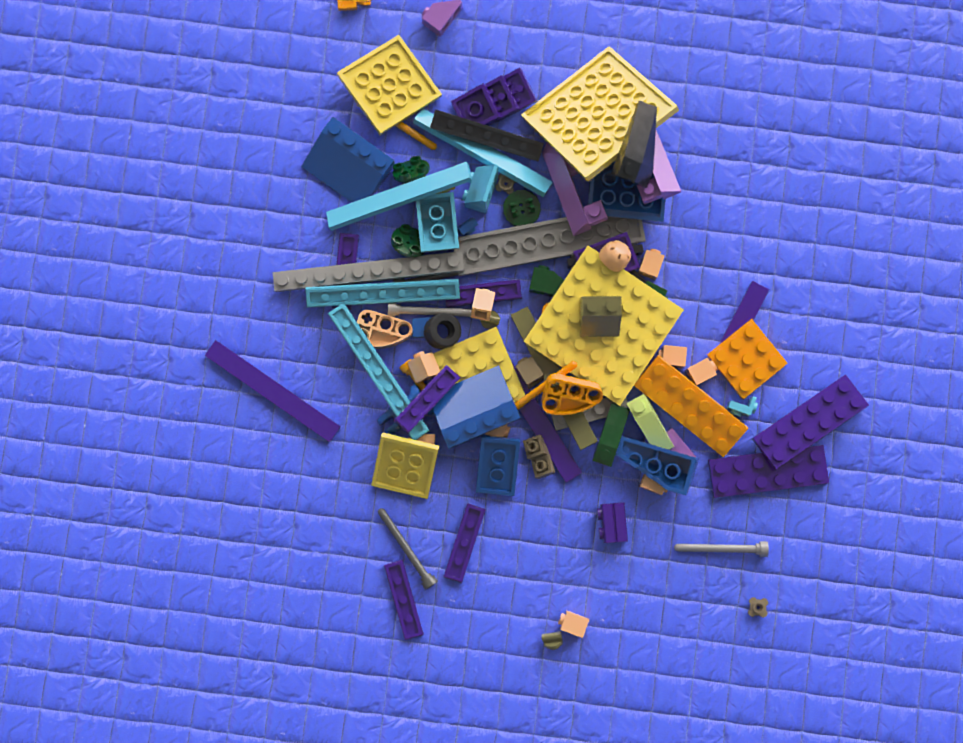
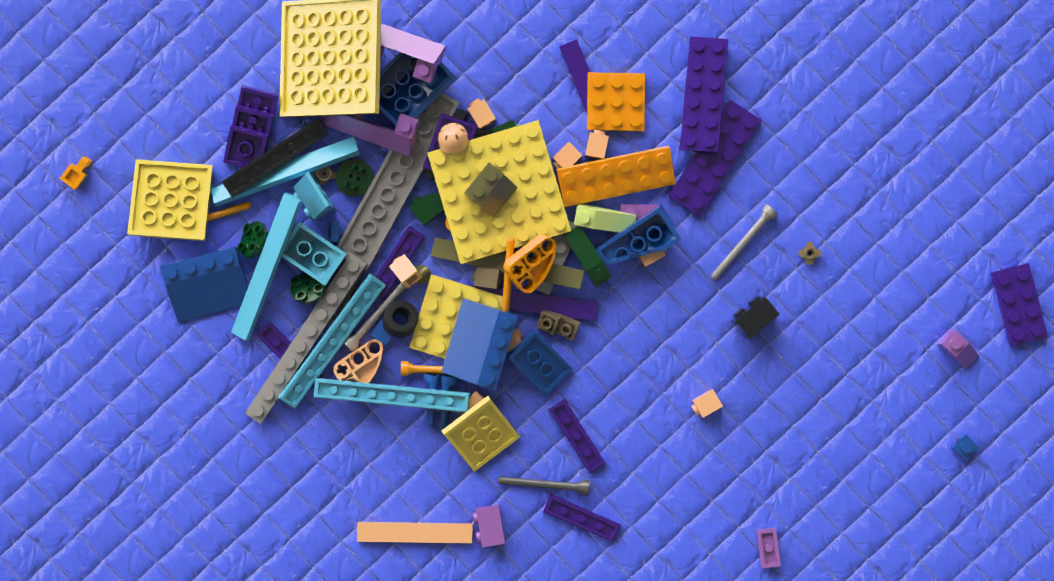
camera: 50 degrees left, 5 degrees up
(272, 391) = (337, 488): dark purple tile -> none
(286, 478) = (414, 532): none -> light nougat tile
(339, 532) = (490, 525): none -> medium lavender brick
(423, 366) = (416, 356): light nougat brick -> none
(427, 399) = (444, 375): dark purple tile -> none
(441, 15) = (147, 113): medium lavender slope -> none
(552, 640) = (705, 430): olive plate -> none
(613, 522) = (655, 310): dark purple brick -> none
(637, 150) = (387, 55): black wedge -> none
(671, 605) = (755, 317): none -> black brick
(739, 409) = (649, 141): medium azure bracket -> none

